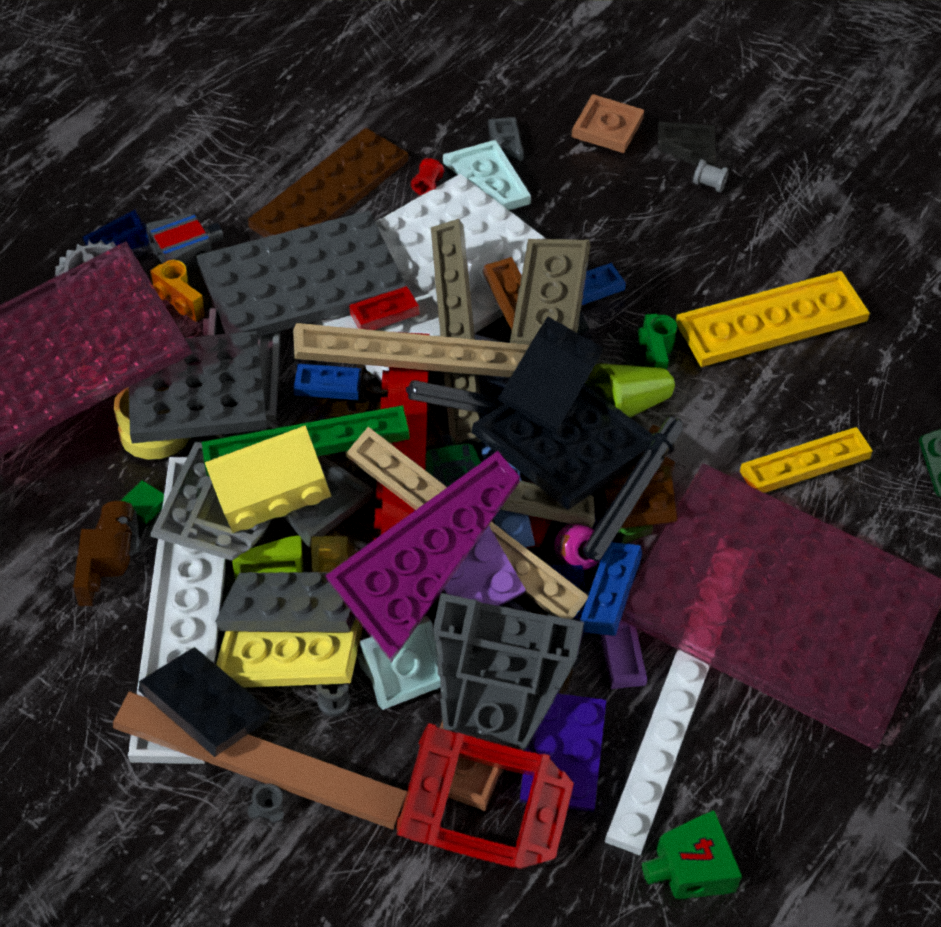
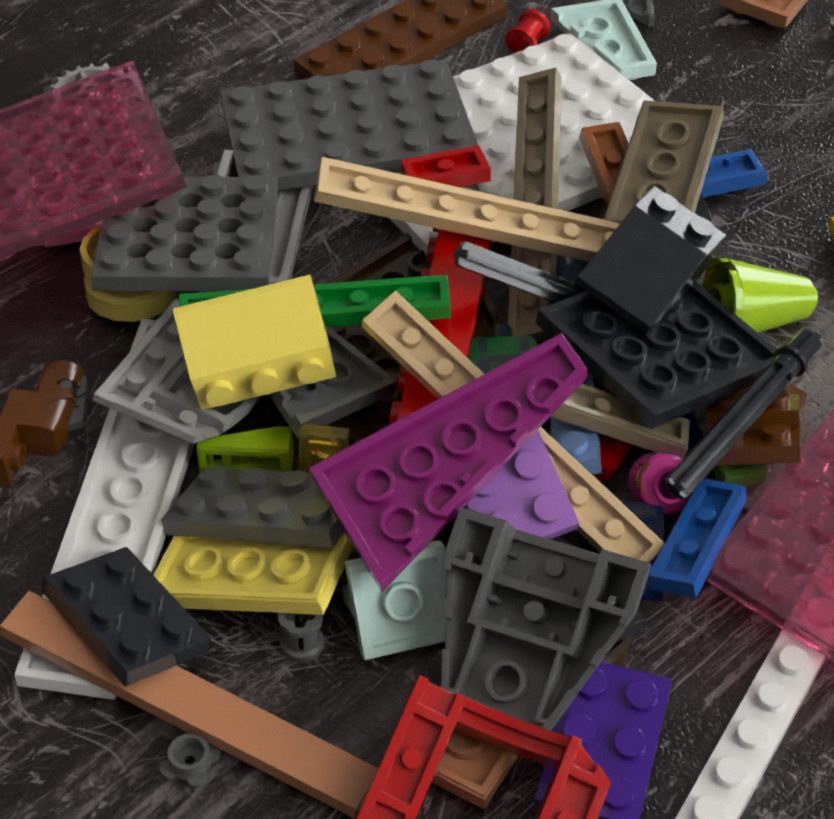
camera: 10 degrees right, 5 degrees down
(124, 229) = (146, 55): clear blue slope -> none
(145, 500) = (98, 366): green tile -> none
(172, 285) = (186, 125): plate -> none
(182, 239) = (201, 73): torso -> none
(327, 381) = (359, 249): blue plate -> none
(624, 658) = (705, 632): medium lavender tile -> none
(658, 339) = (801, 242): green plate -> none

